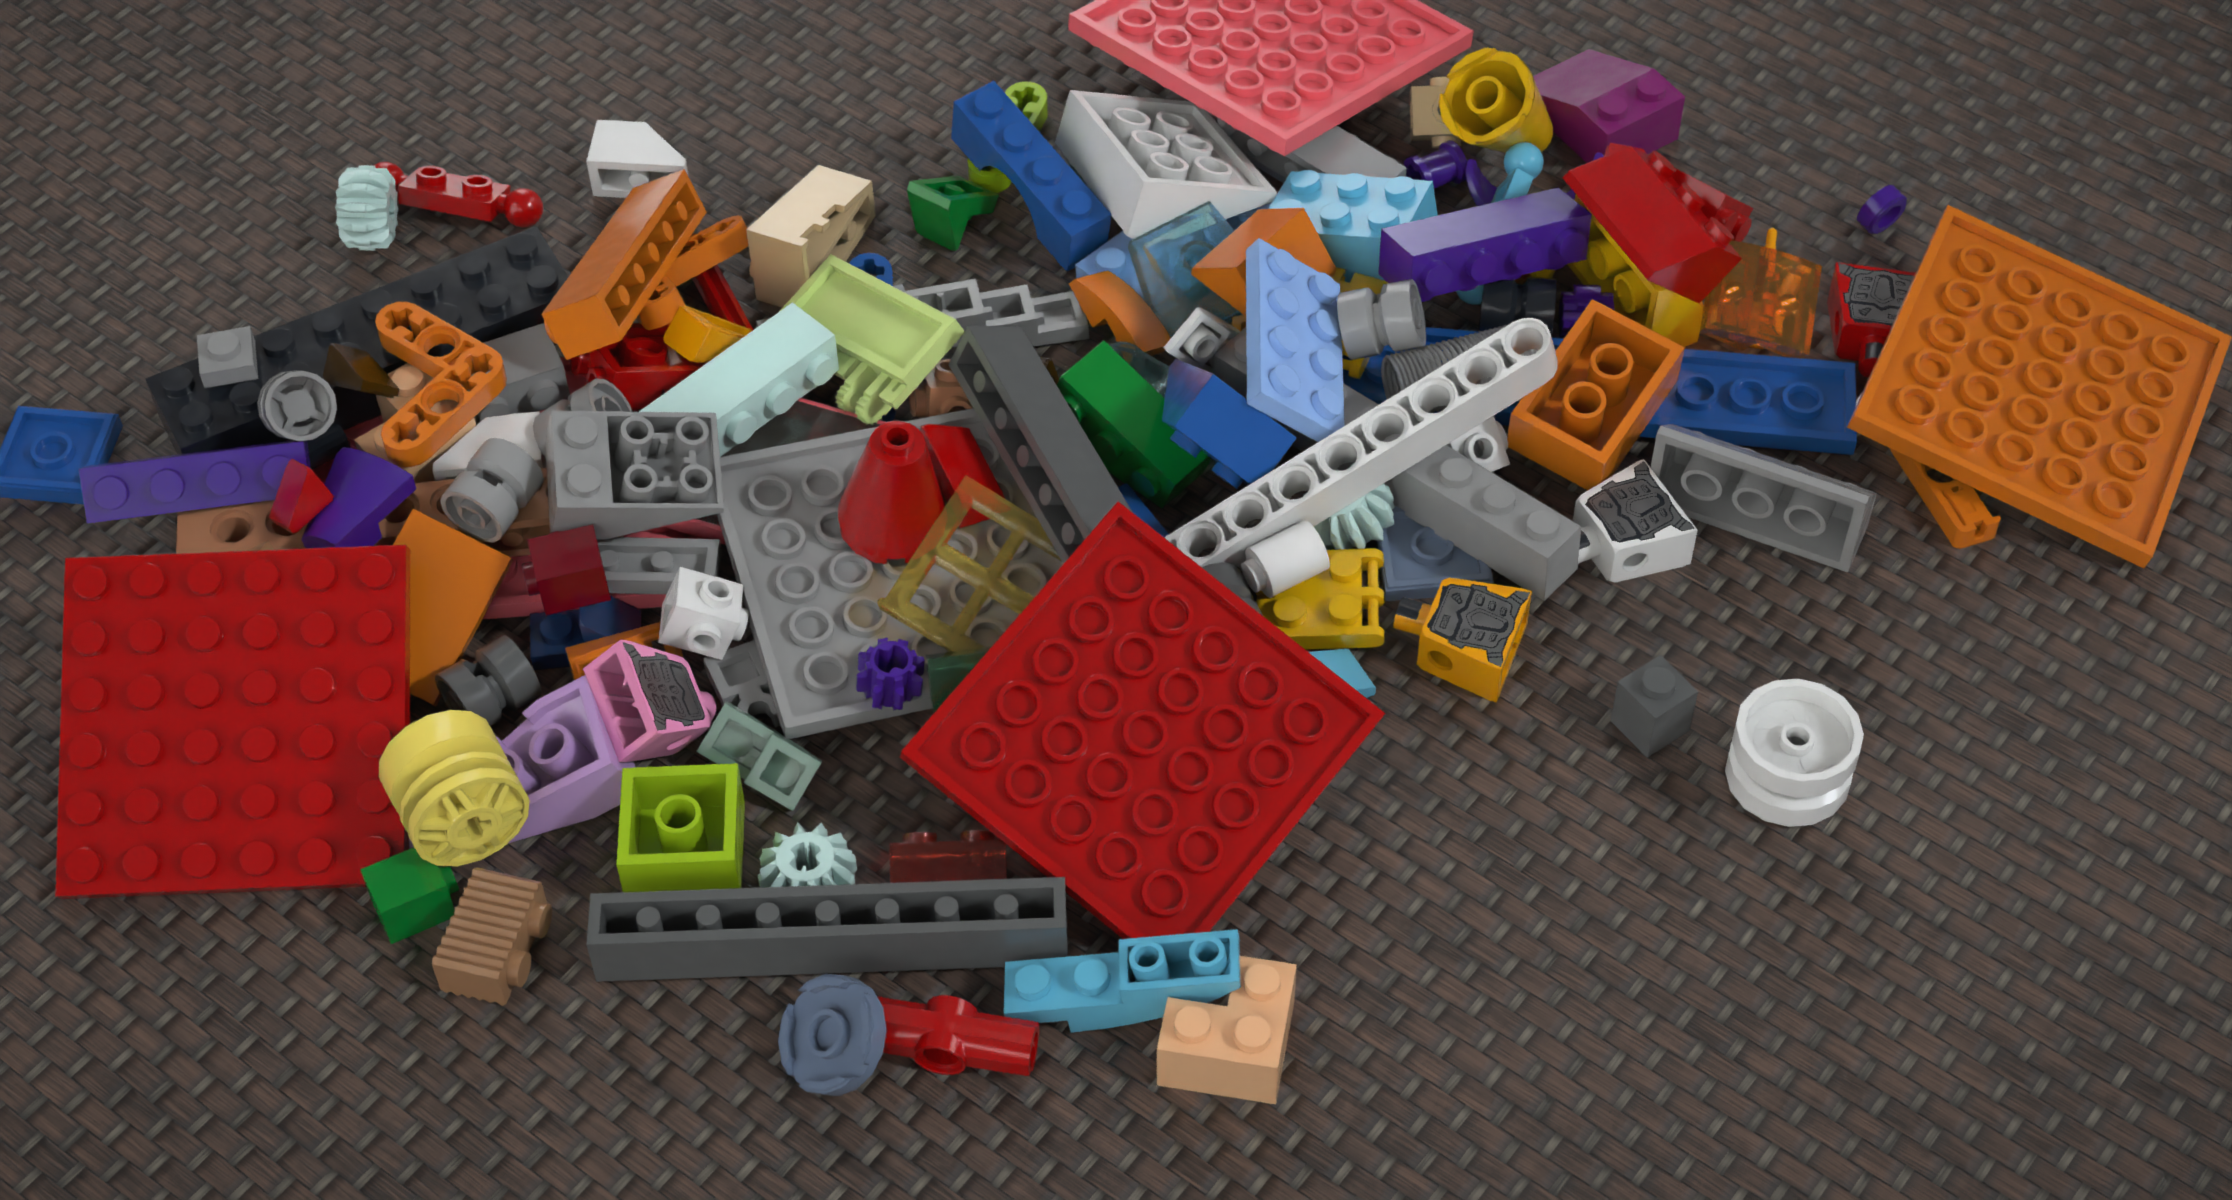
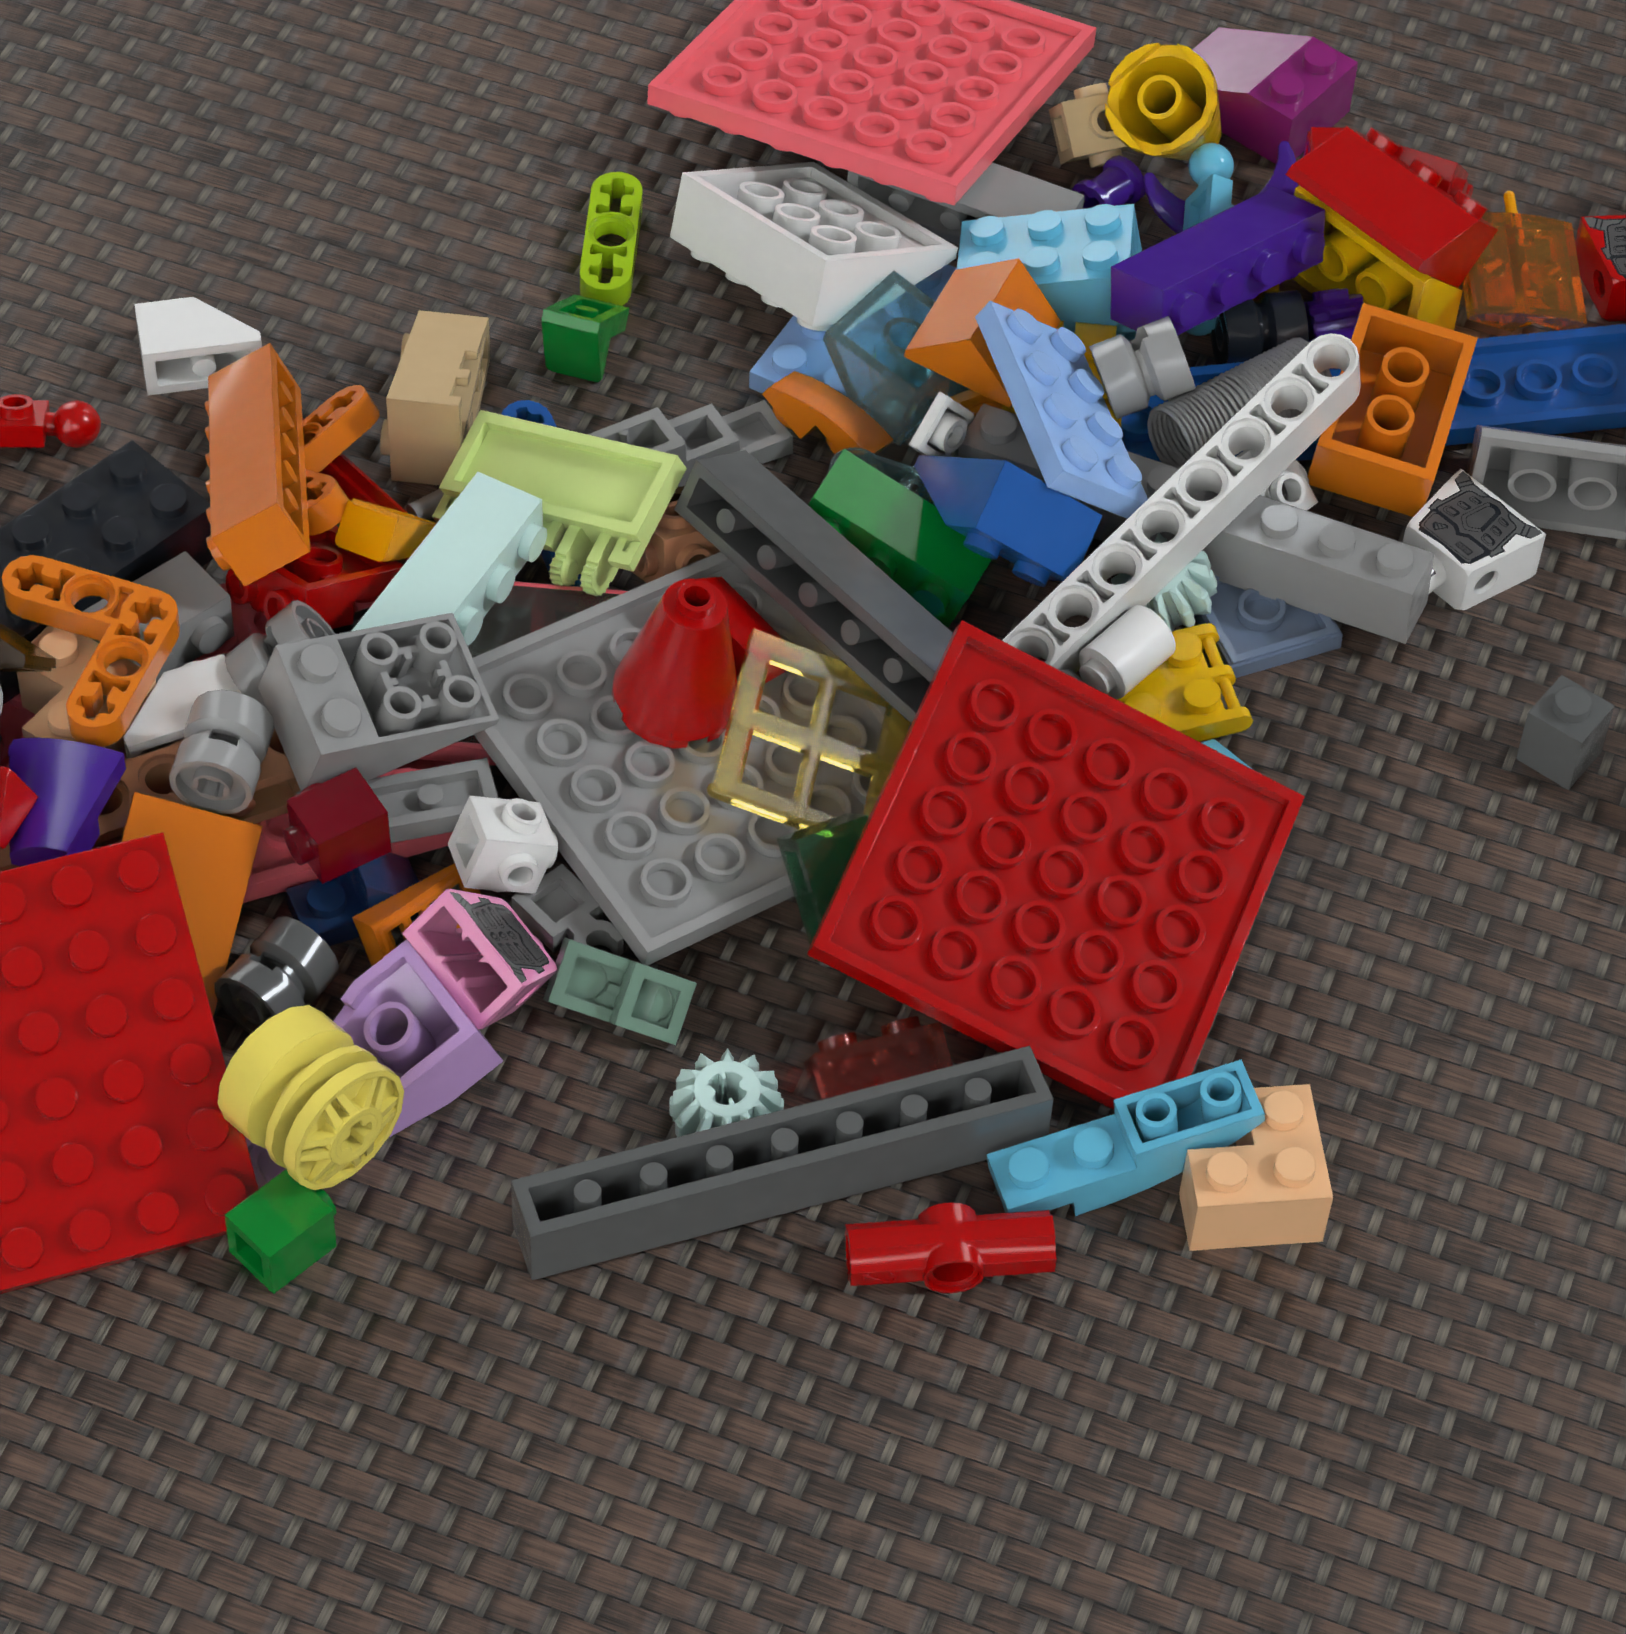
camera: 20 degrees left, 0 degrees up
(492, 936) = (397, 1257): medium nougat brick -> none
(681, 828) = (572, 1089): lime brick -> none
(832, 1035) = (832, 1275): sand blue tile -> none
(890, 674) = (748, 867): dark purple gear -> none
(1063, 209) = (720, 312): blue arch -> none
(1468, 632) = (1340, 695): torso -> none
(1882, 209) = (1600, 151): dark purple tile -> none

